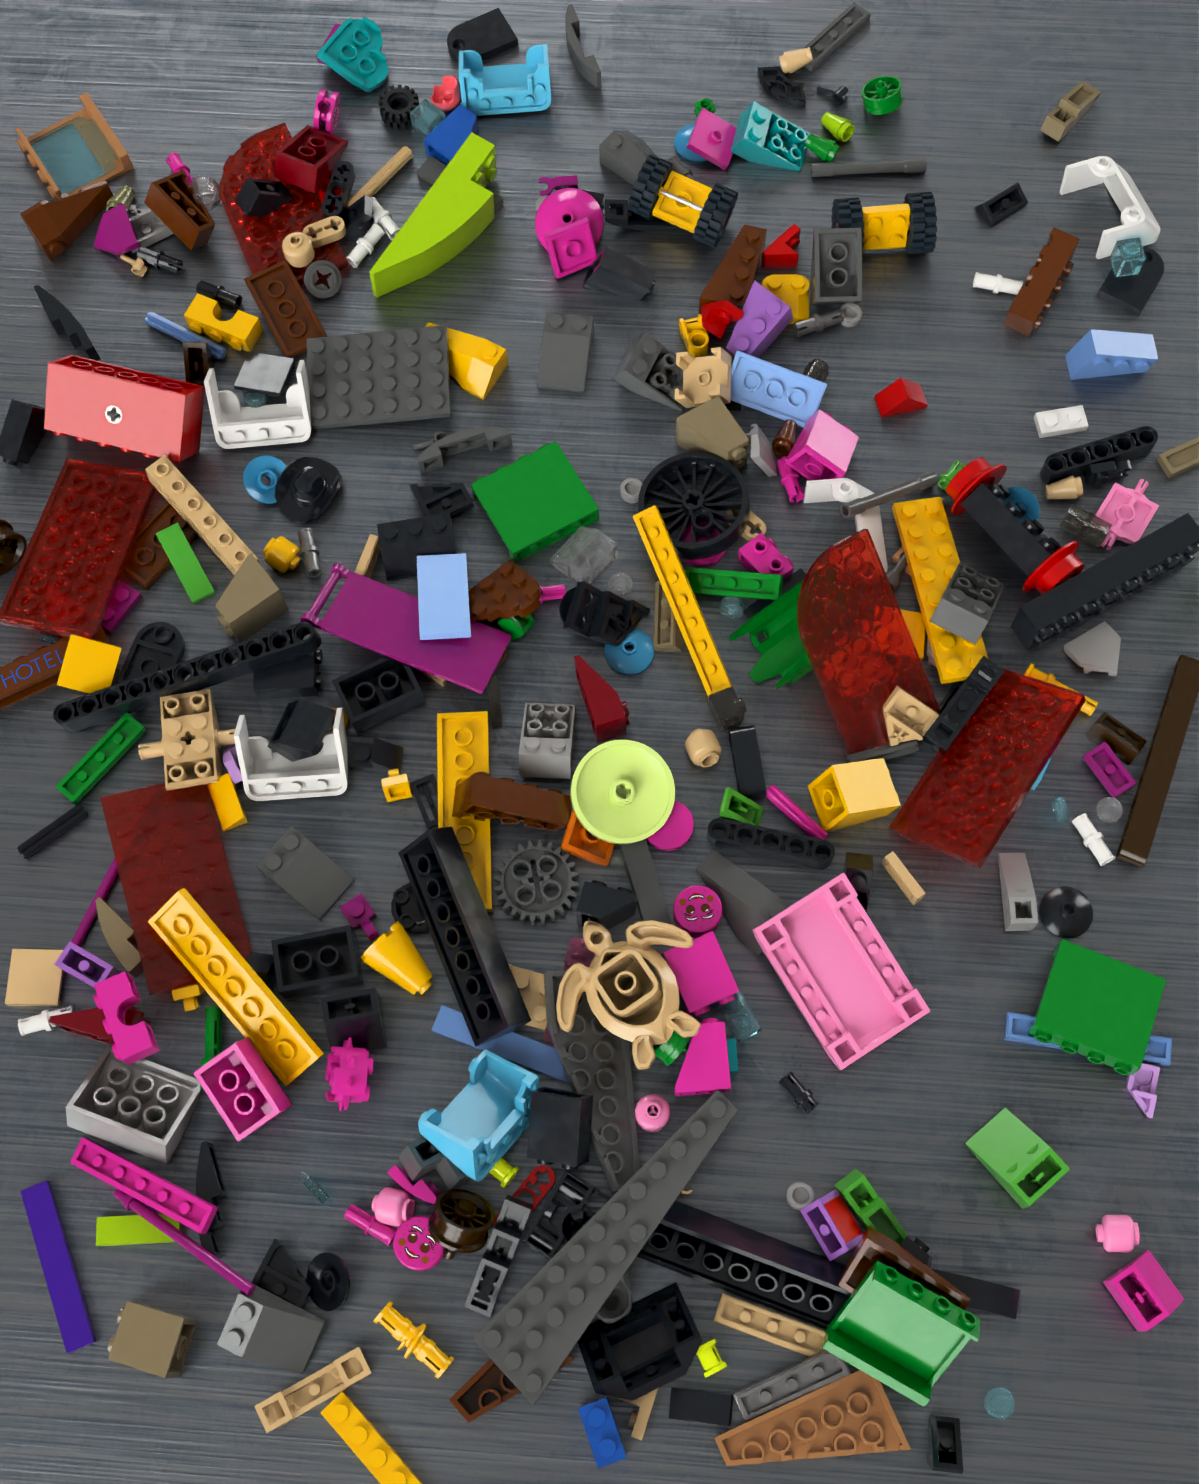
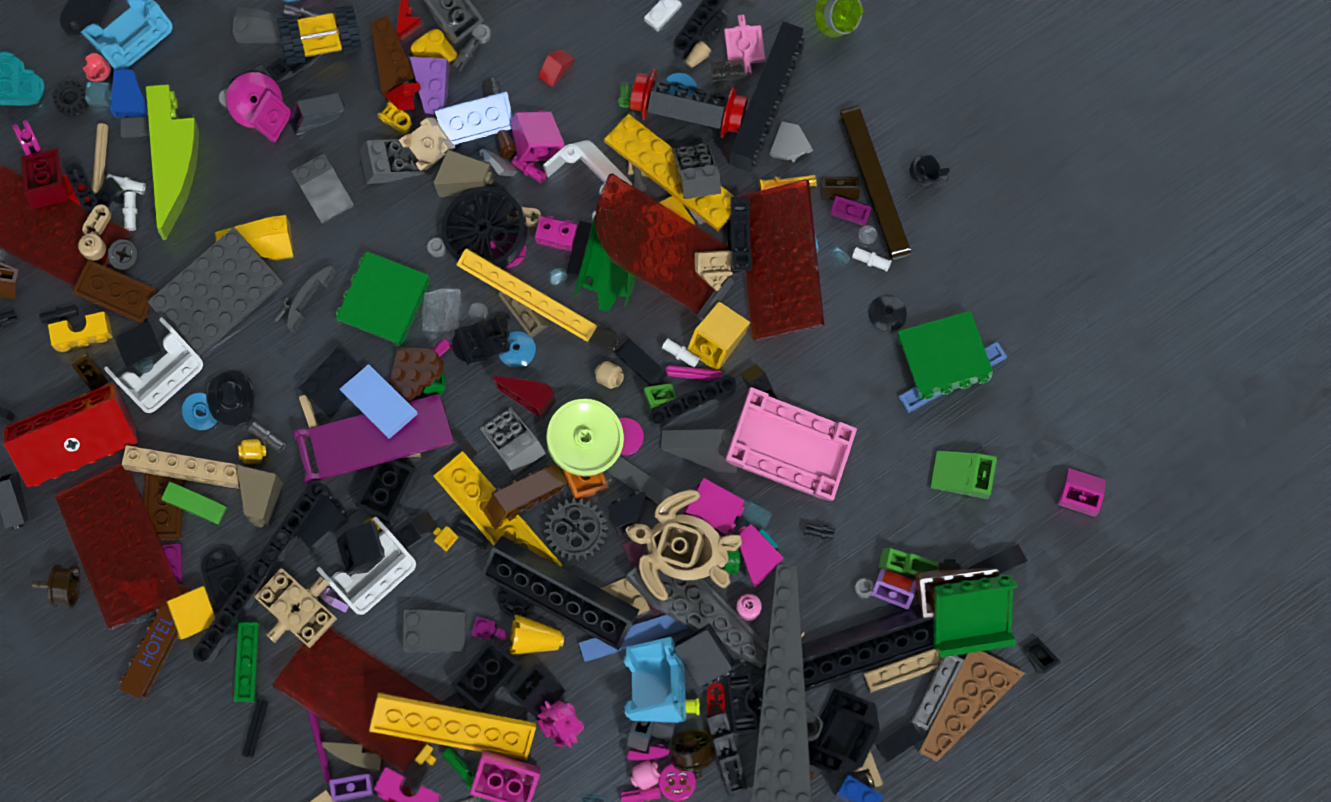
camera: 40 degrees left, 5 degrees up
(182, 333) = (58, 358): medium blue axle -> none
(227, 803) = (349, 628): yellow slope -> none
(262, 197) = (35, 228): black slope -> none
(442, 498) = (323, 342): black wing -> none
(554, 183) = (228, 74): magenta plate -> none
(697, 910) = (682, 473): dark pink head -> none
(710, 1358) = (885, 713): neon yellow bush -> none
(735, 583) = (549, 260): green plate -> none
(799, 782) = (680, 352): none -> white pin
(861, 504) = (588, 157): dark grey piece -> none
(903, 878) = (783, 363): tan tile -> none
(999, 1403) = (1052, 612): clear light blue tile -> none
(1017, 893) = (853, 322): light grey slope -> none
(1118, 1233) = (1046, 472): bright pink head -> none
(1143, 1087) = (1001, 380): lavender slope -> none

